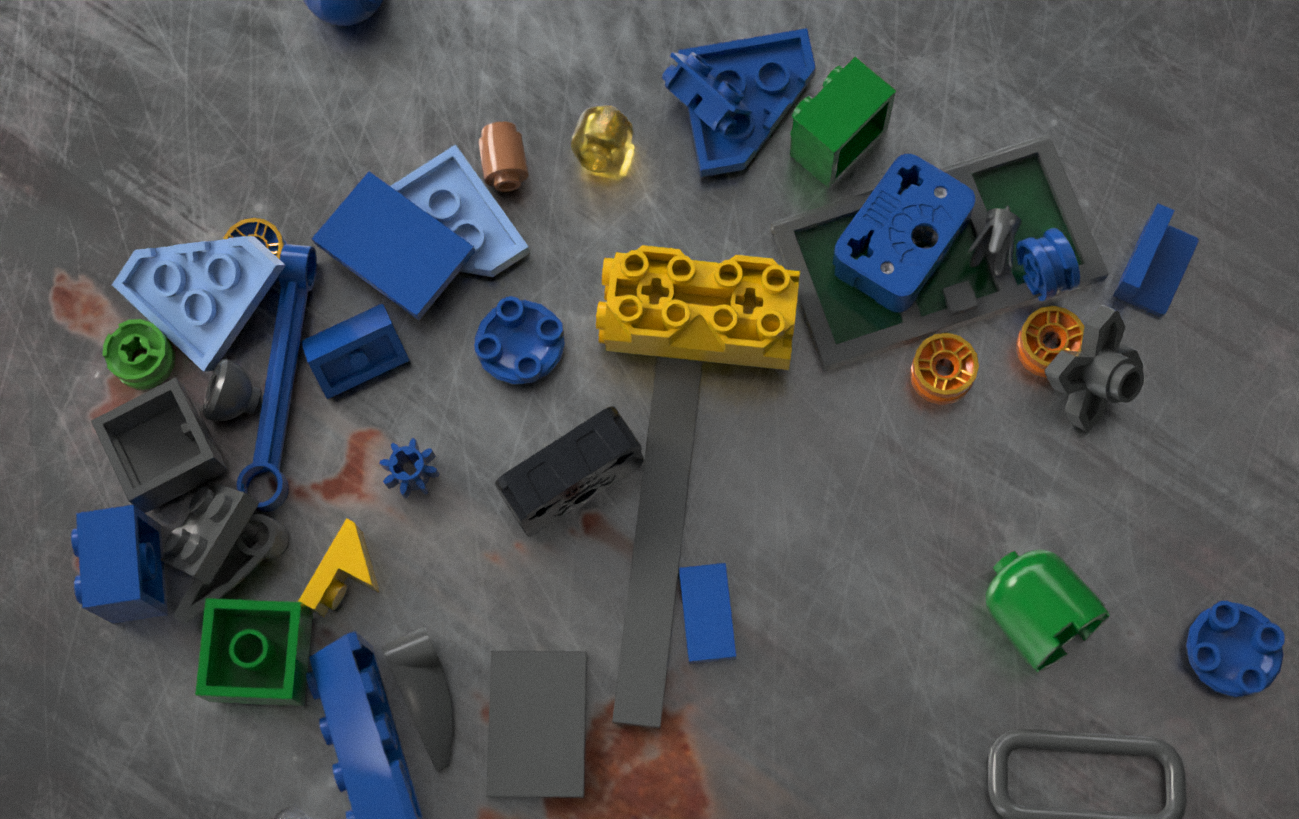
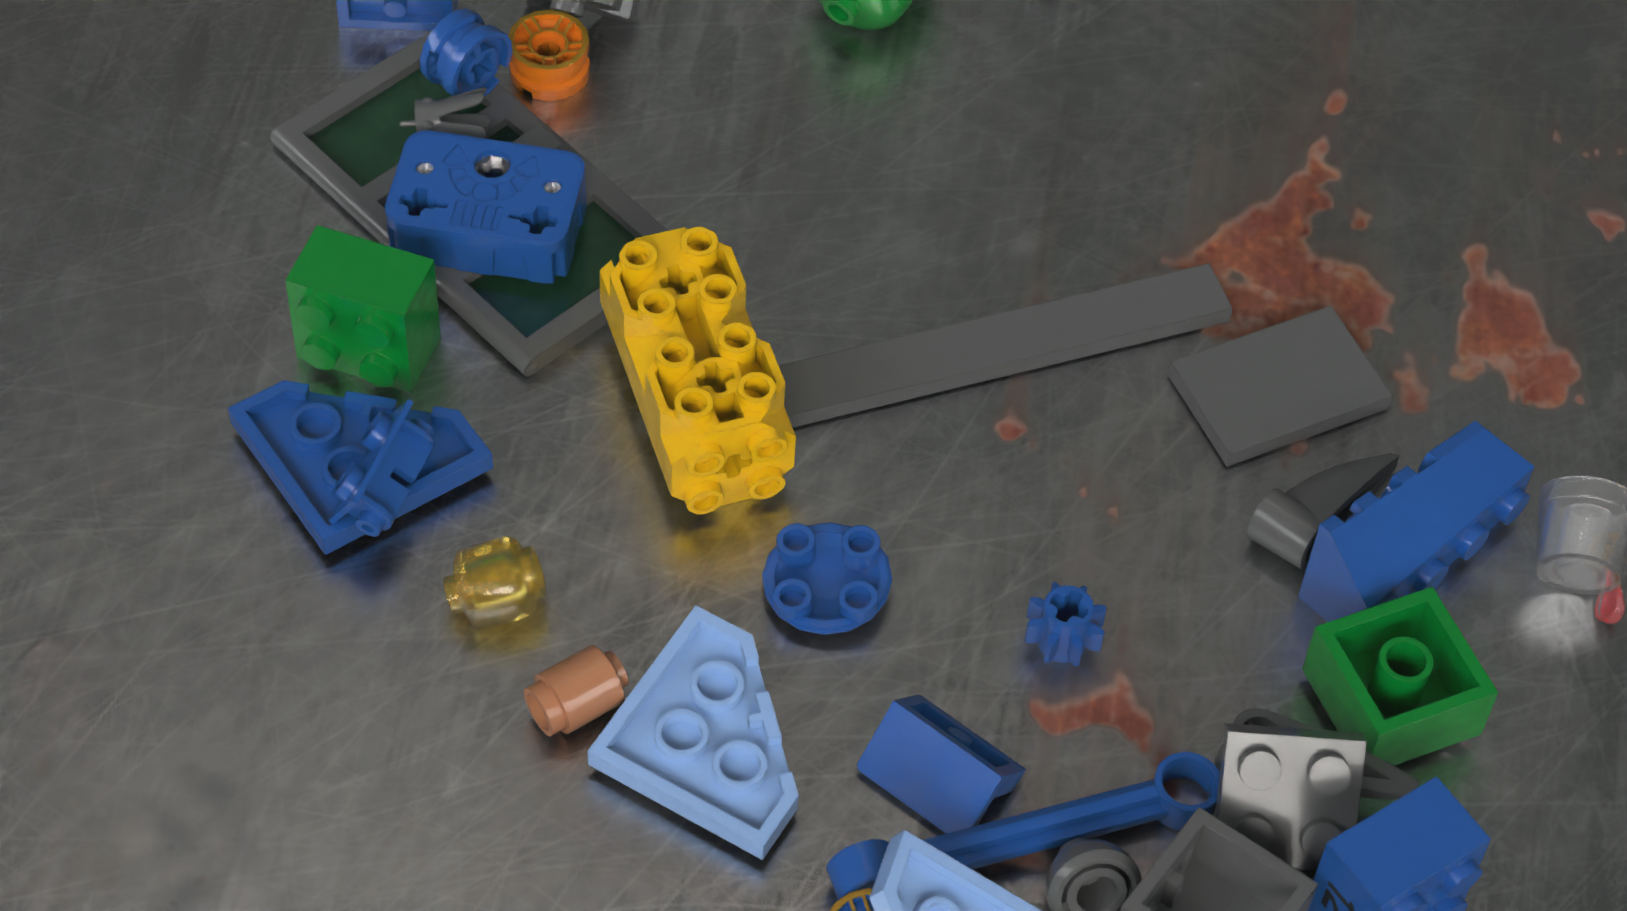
camera: 125 degrees left, 20 degrees down
(345, 558) = (1224, 649): yellow slope -> none
(393, 245) = (778, 754): blue tile -> none
(570, 471) = (977, 427): black axle -> none
(707, 613) = (1052, 269): blue tile -> none
(952, 353) = (634, 139): orange wheel -> none

